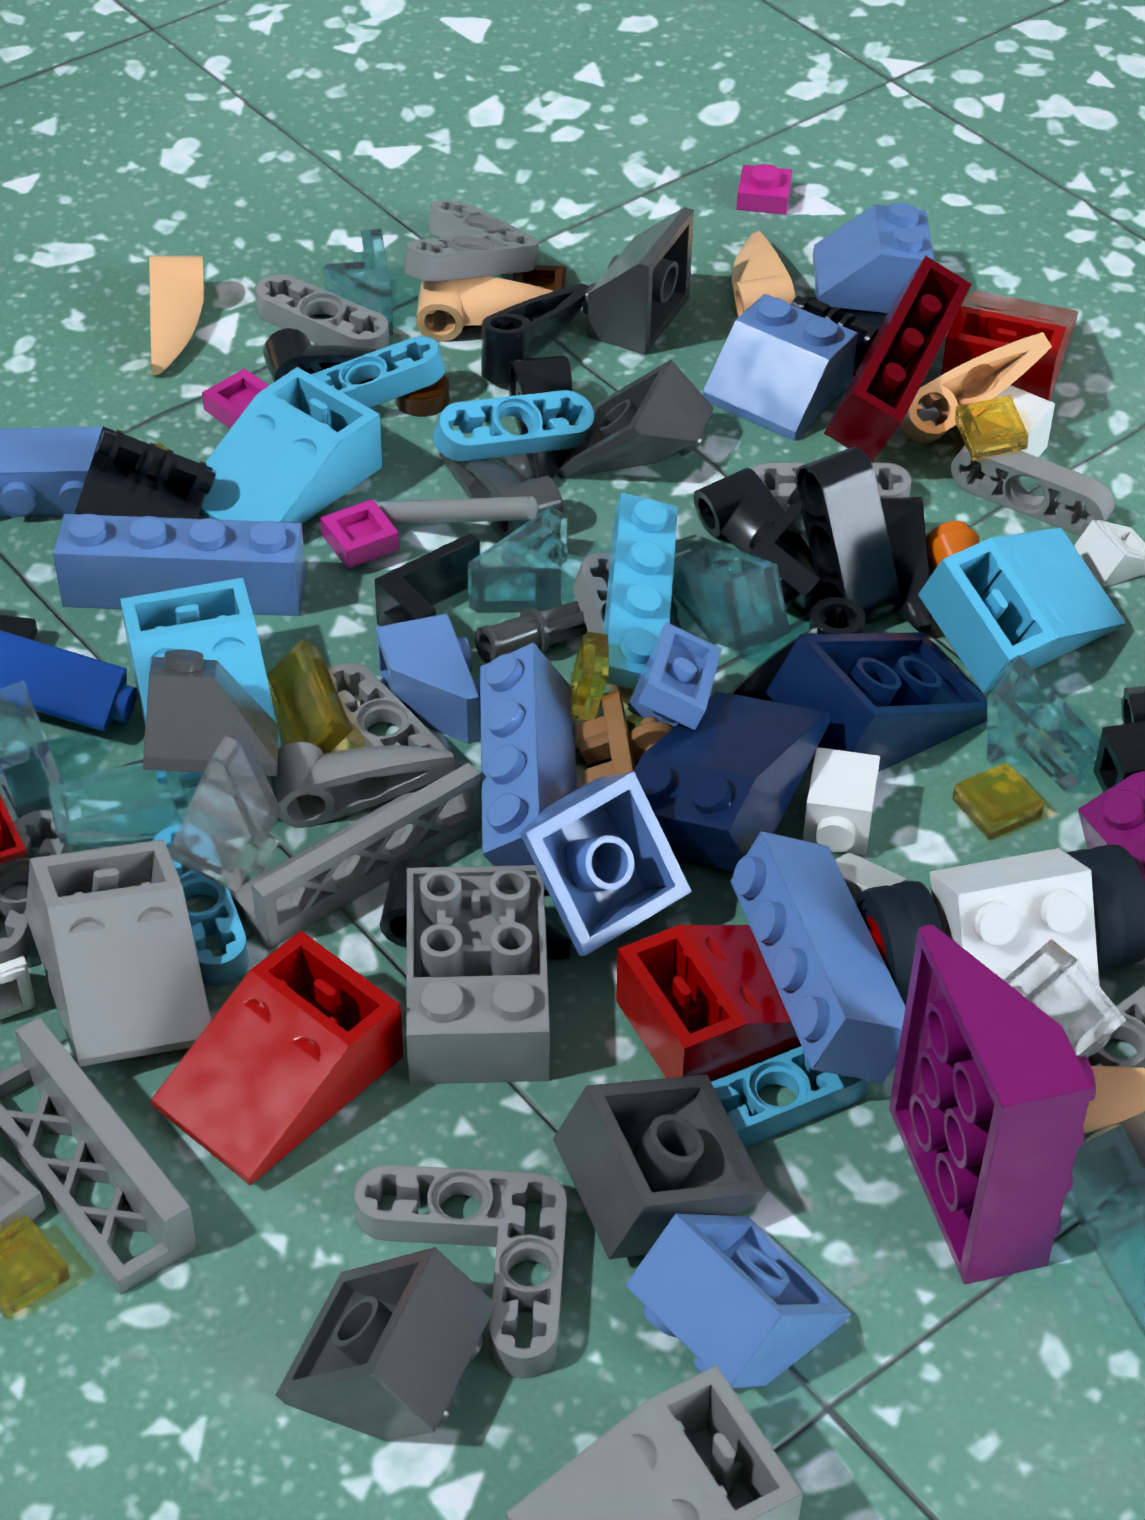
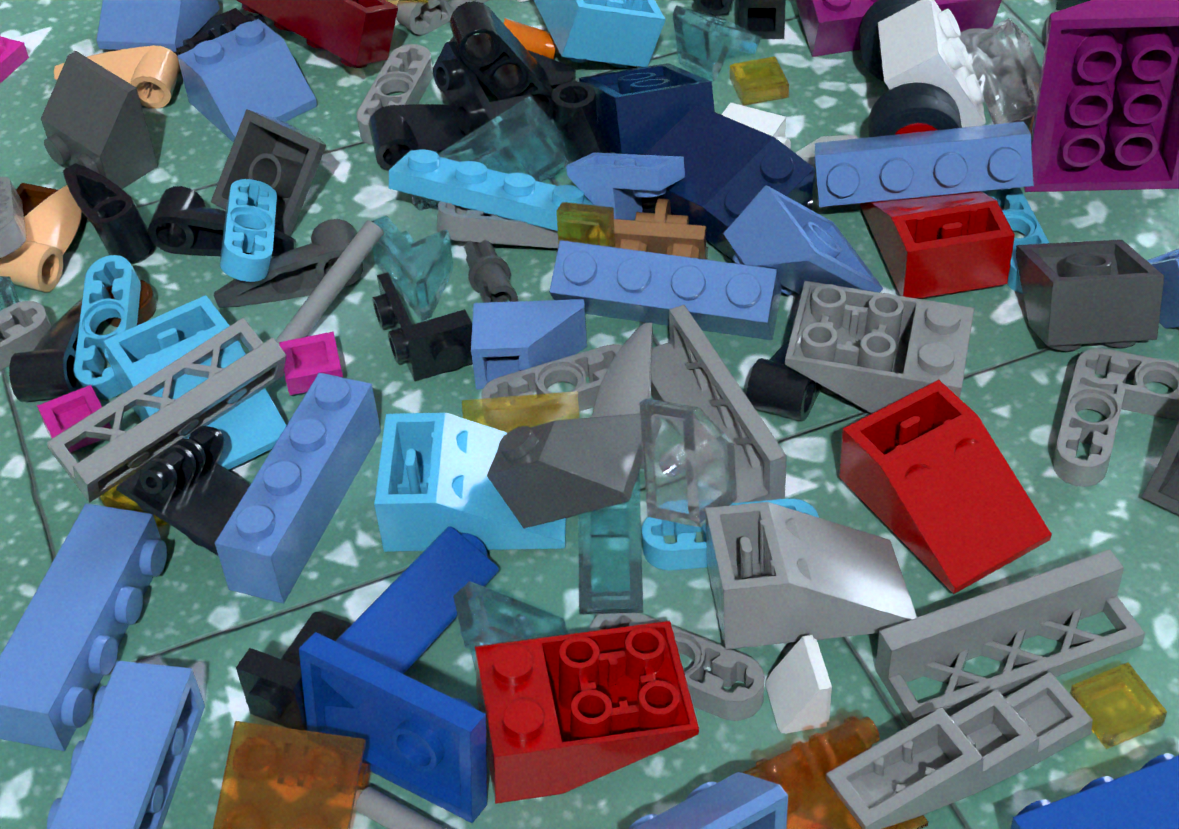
camera: 70 degrees left, 0 degrees up
(228, 450) = (177, 417): none -> light grey fence

